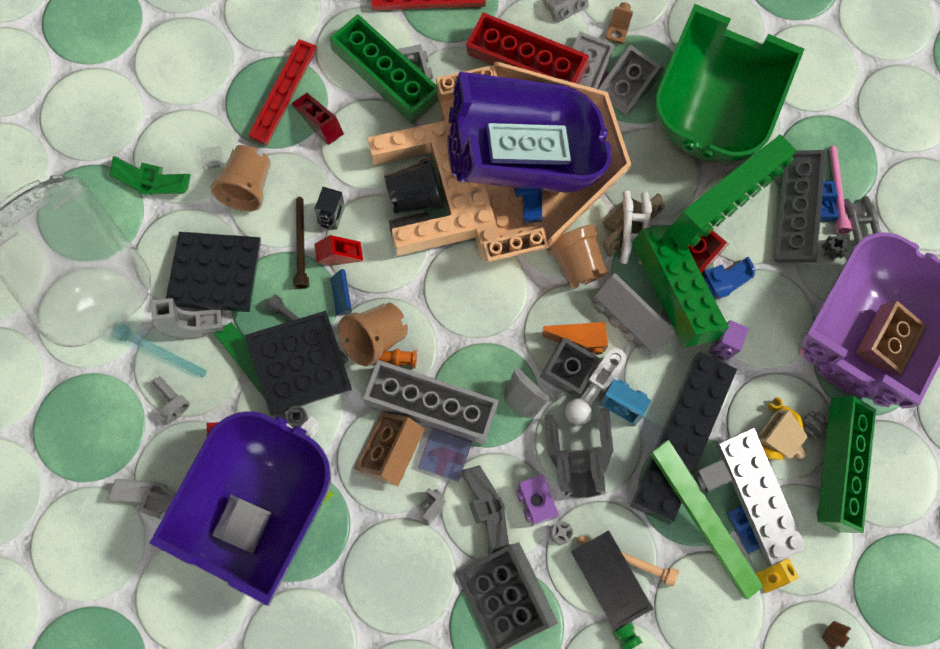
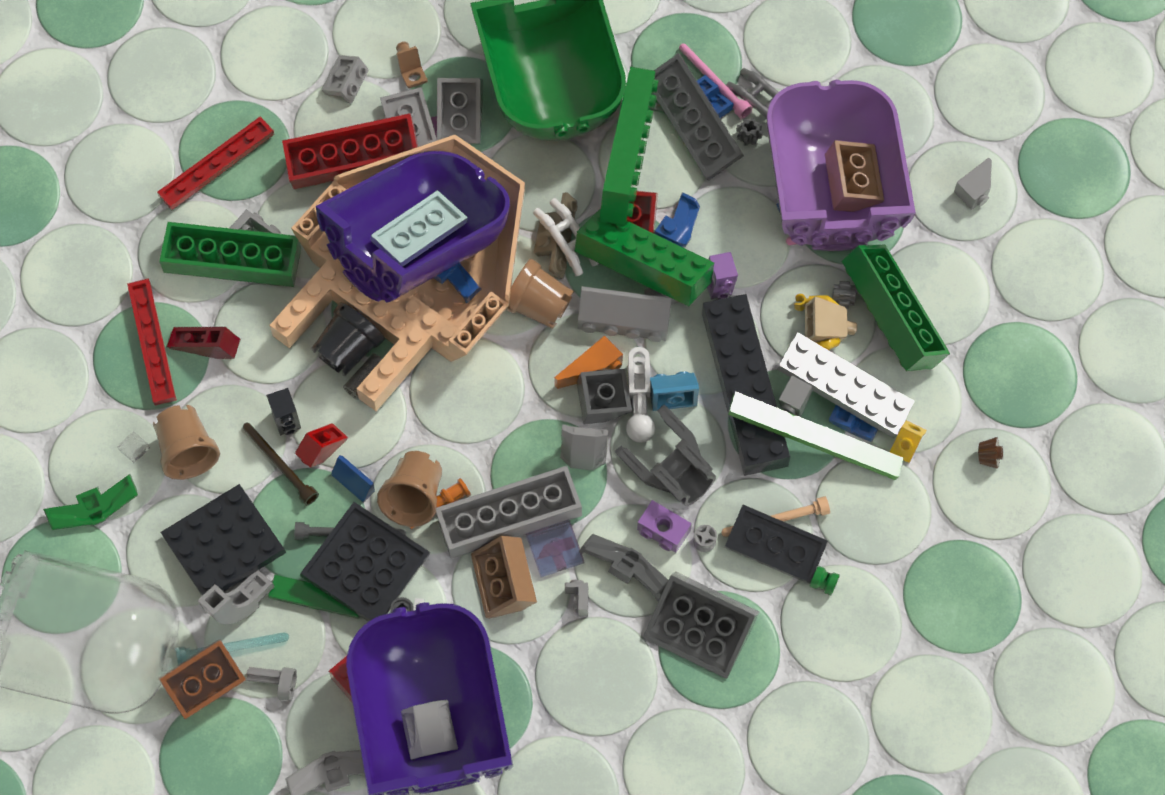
camera: 30 degrees left, 5 degrees down
(115, 360) = (201, 679): none -> dark orange brick

